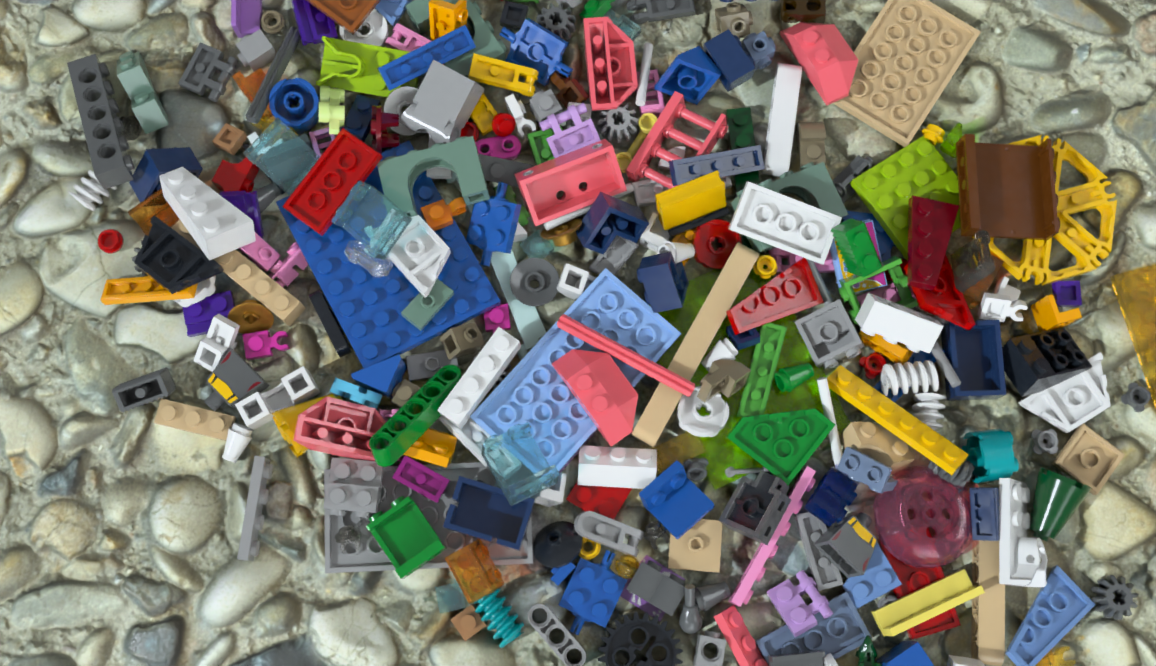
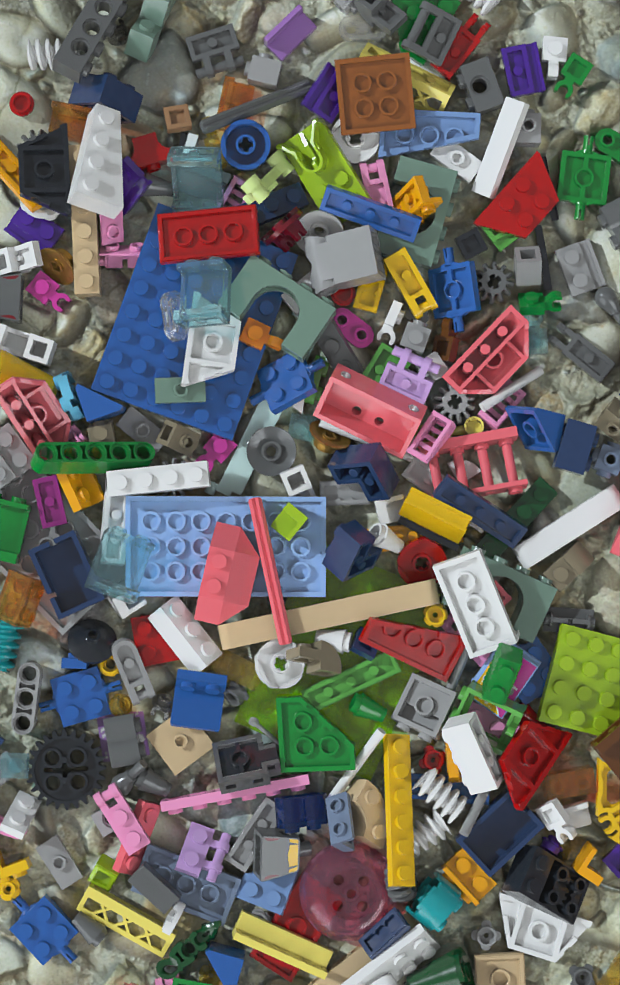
camera: 50 degrees right, 10 degrees up
(270, 16) = (298, 53): dark tan plate -> none
(330, 323) = (105, 327): black beam -> none
(503, 124) = (372, 316): red plate -> none
(600, 308) = (289, 521): none -> lime panel
(623, 139) = (434, 418): none -> bright pink slope
(720, 643) = (122, 819): none -> bright pink plate
(928, 238) = (565, 719): dark red wing -> none
(966, 264) = (573, 769): clear smoke plate -> none
(986, 414) = (467, 876): none -> light orange bracket
(1013, 330) = (551, 845): none -> dark purple plate

